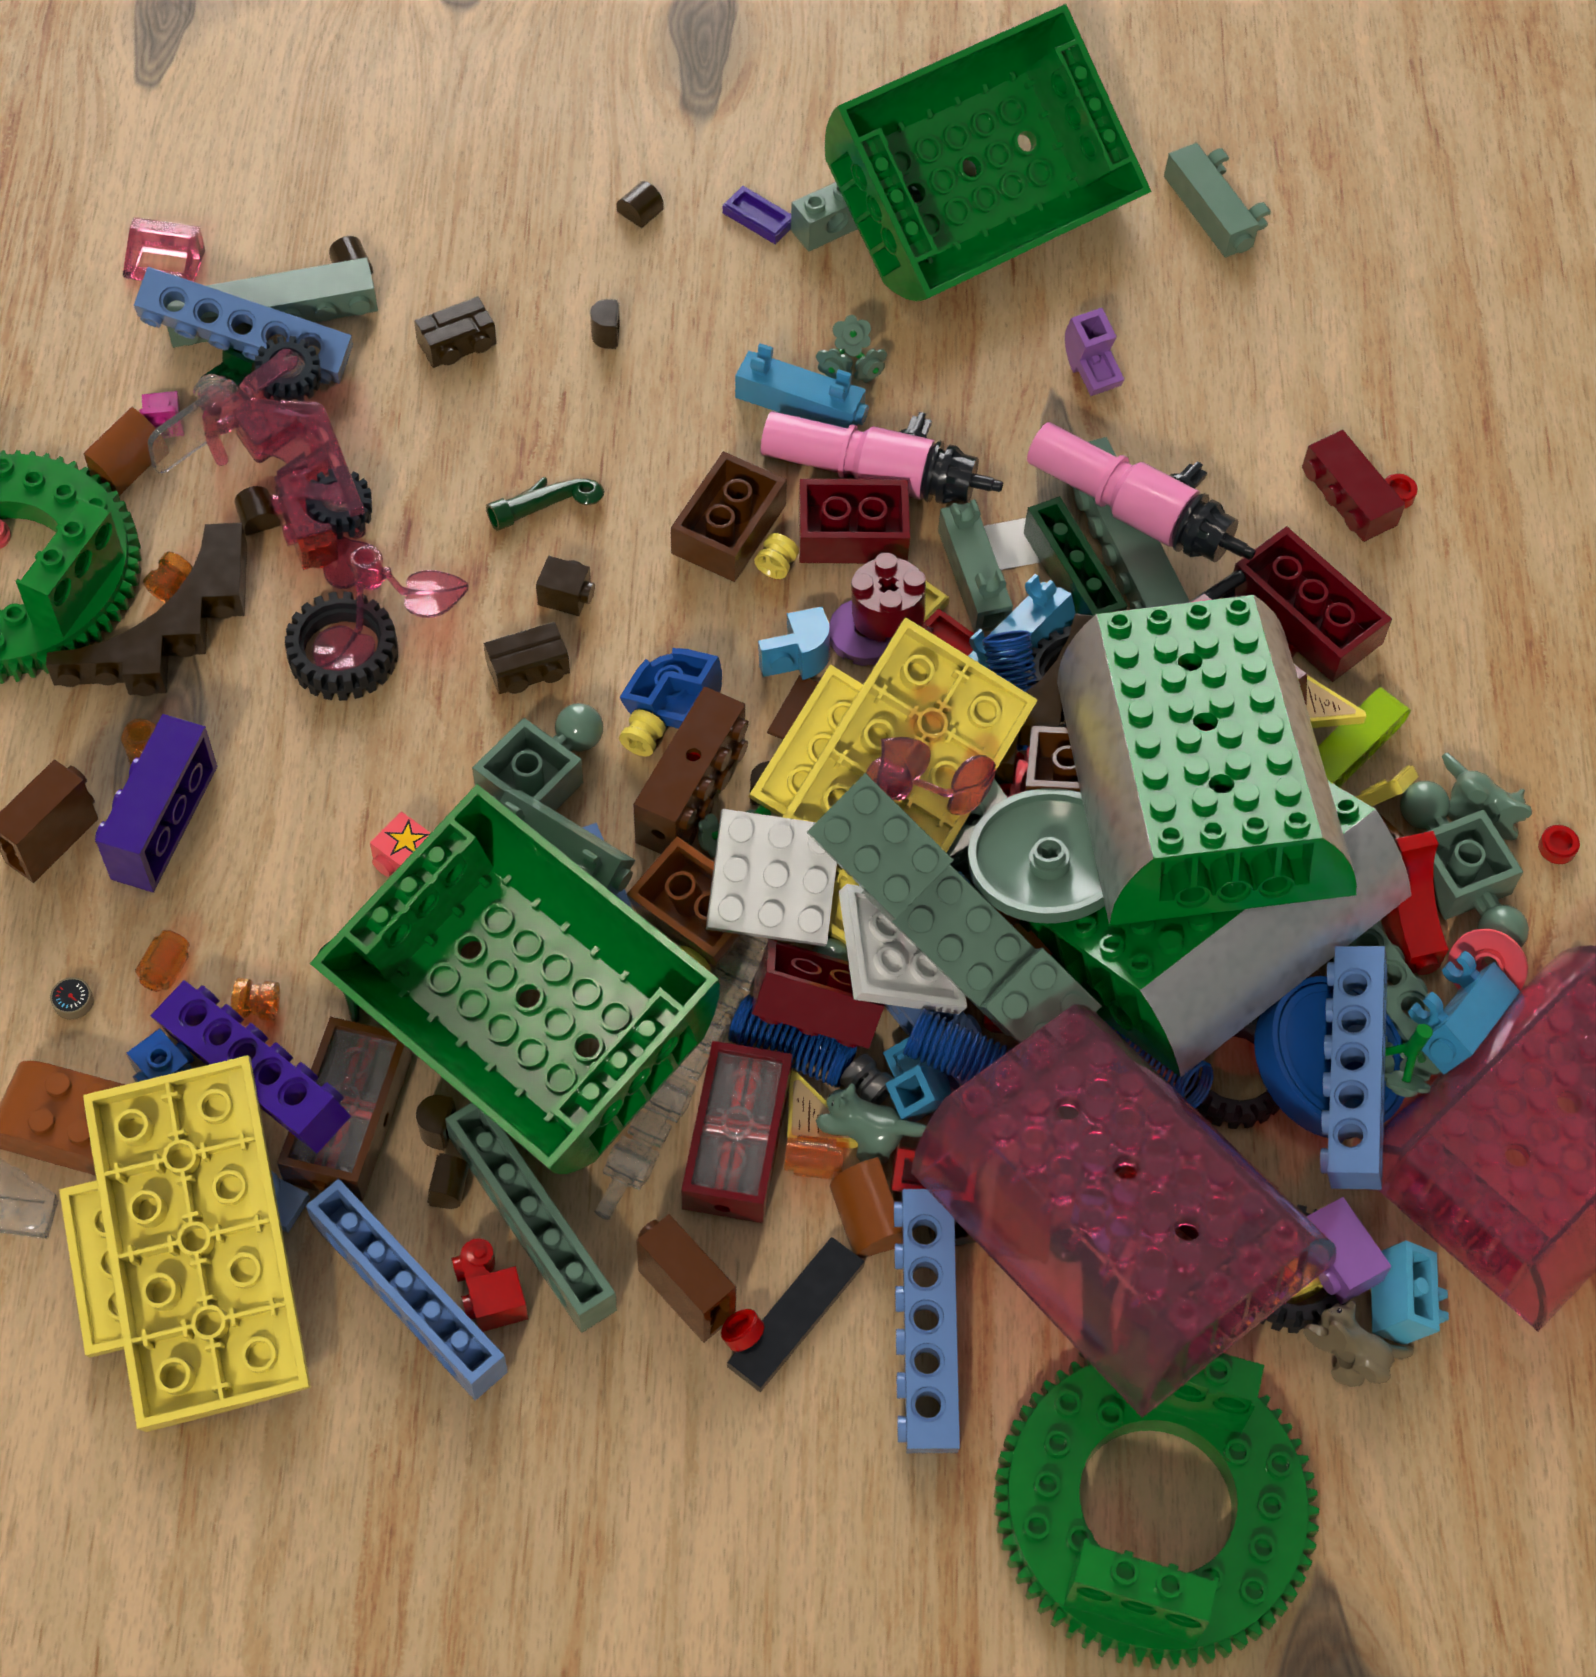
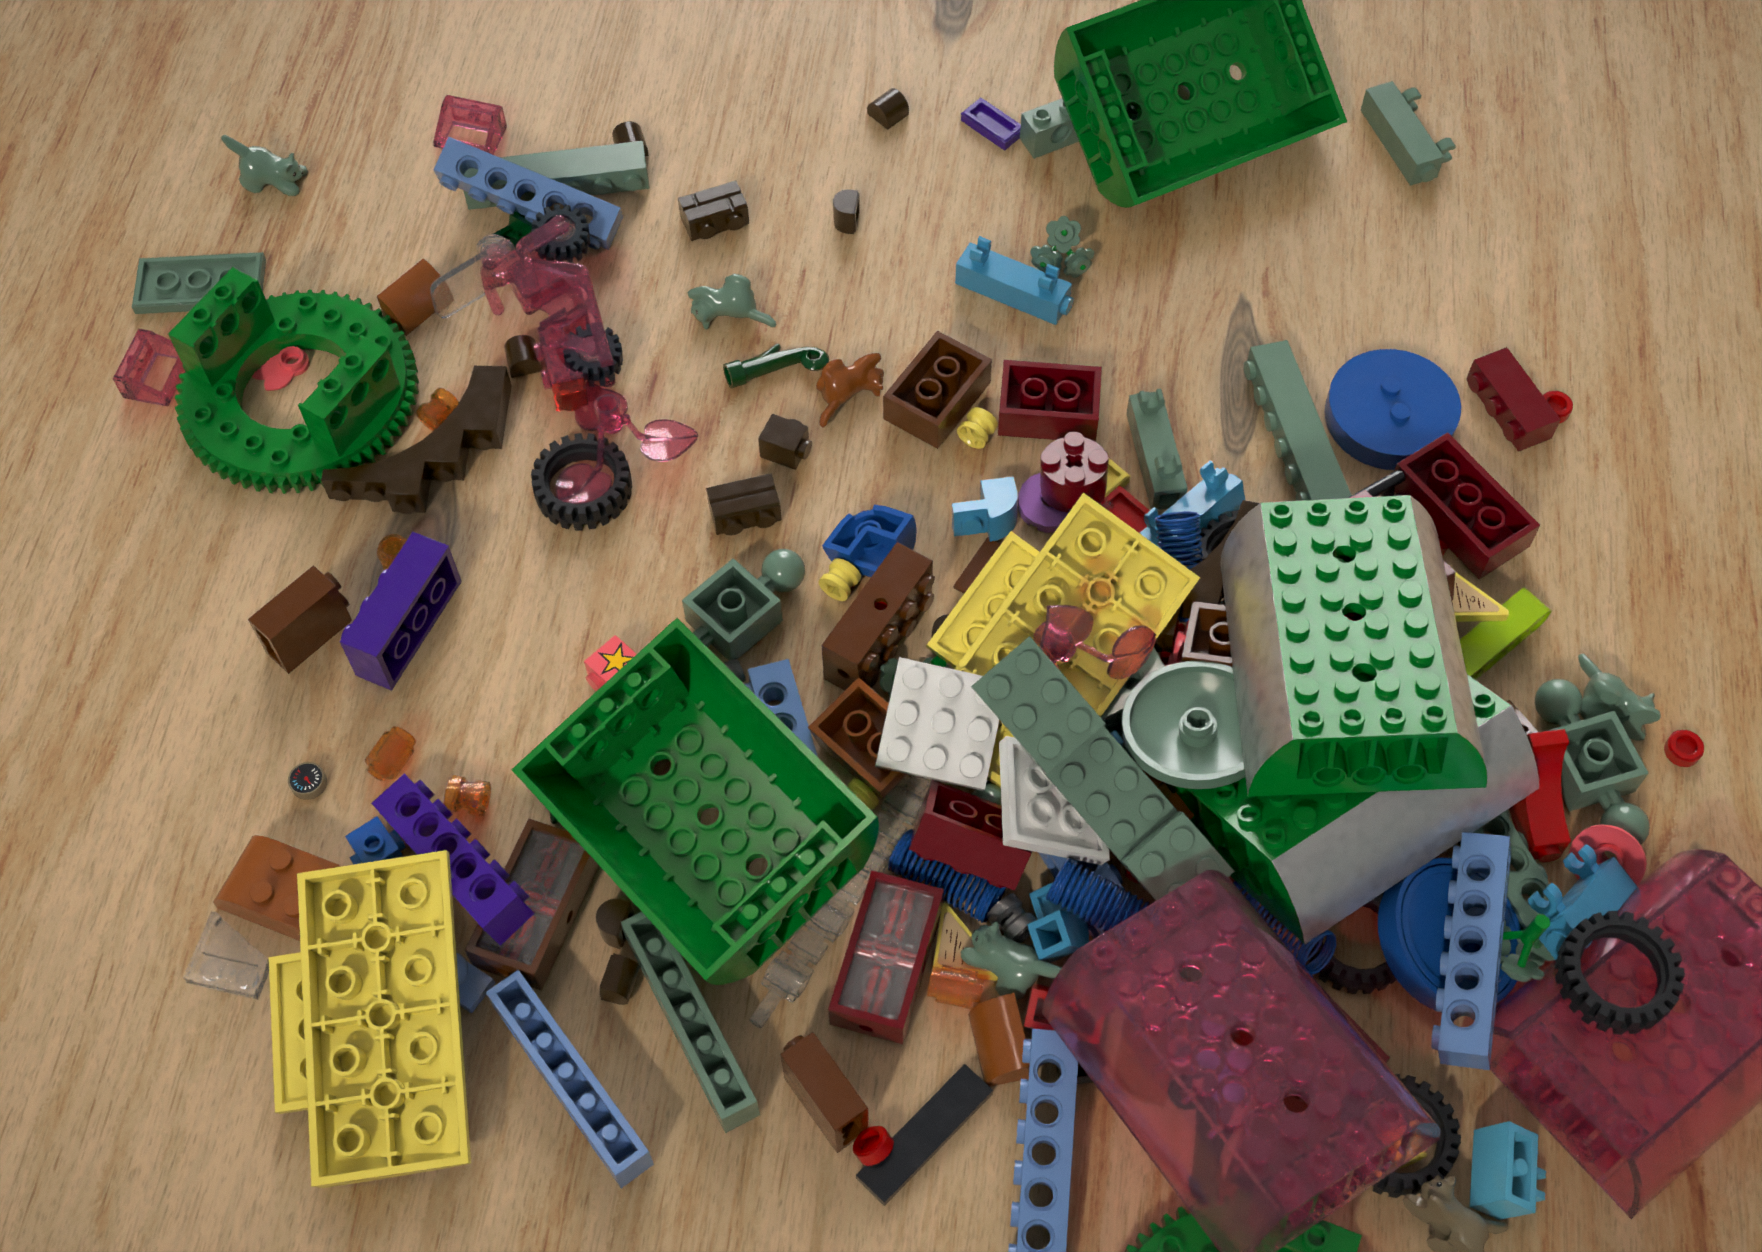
camera: 10 degrees right, 0 degrees up
(160, 407) = (449, 258): dark pink bracket -> none
(487, 432) = (731, 300): none -> sand green animal
(493, 1297) = (647, 1092): red brick -> none
(588, 851) = (770, 683): sand green brick -> none
(620, 516) = (842, 382): none -> dark orange animal
(878, 455) = (1078, 343): bright pink piece -> none
(1010, 544) = (1196, 431): white sticker -> none
(1070, 558) = (1245, 449): dark green brick -> none
(1088, 351) = (1278, 262): medium lavender brick -> none
(1141, 495) = (1315, 395): bright pink piece -> none
(1247, 485) = (1390, 406): none -> blue brick
(1358, 1258) = (1461, 1134): medium lavender brick -> none
(1385, 790) = (1519, 684): light yellow tile -> none
(1532, 1042) = (1644, 939): none -> black tyre

